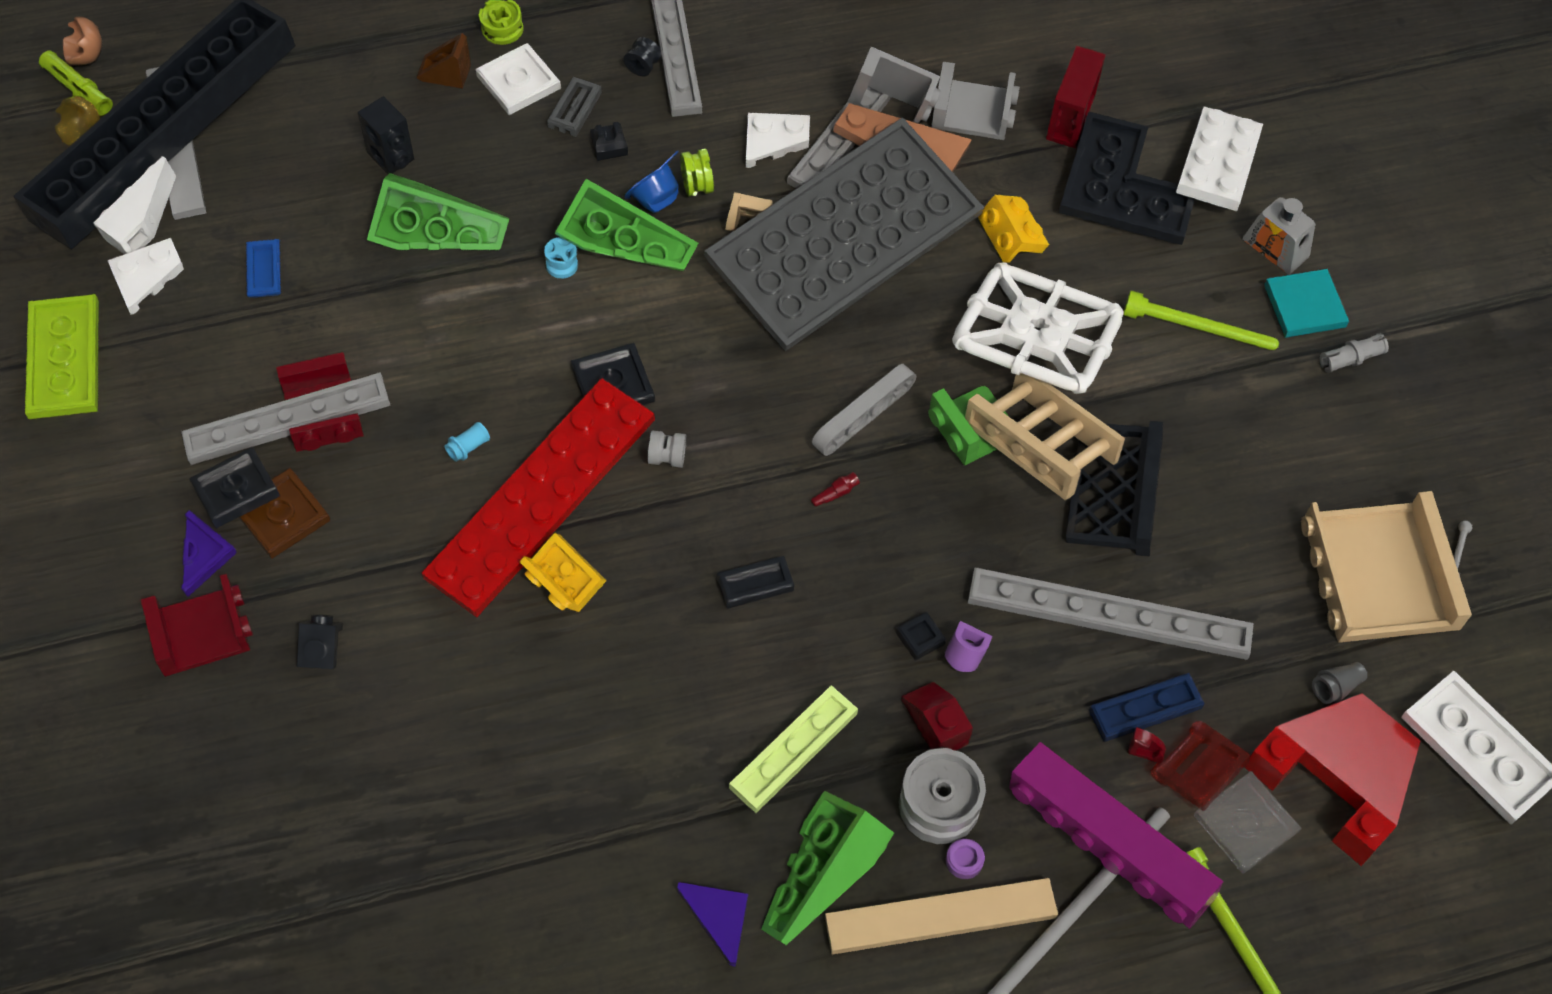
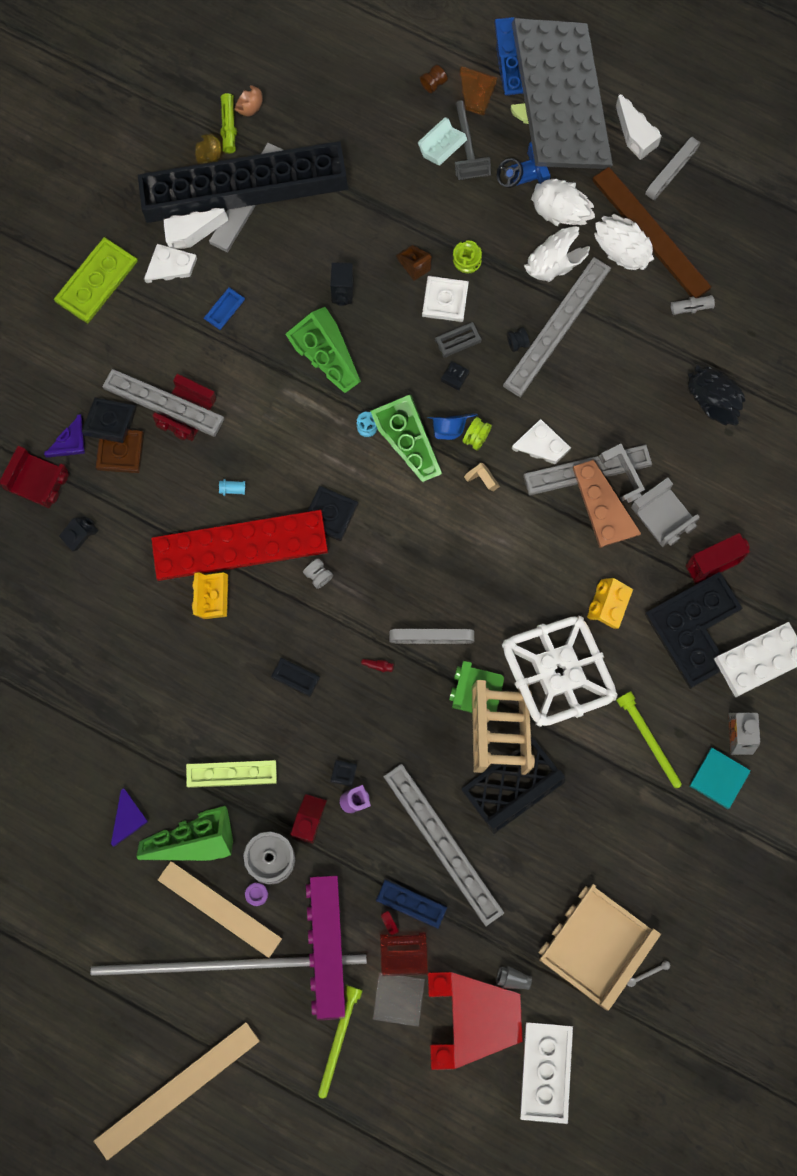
camera: 45 degrees right, 15 degrees up
(843, 233) = (517, 532): dark grey plate -> none
(1354, 353) = (713, 827): light grey pin -> none

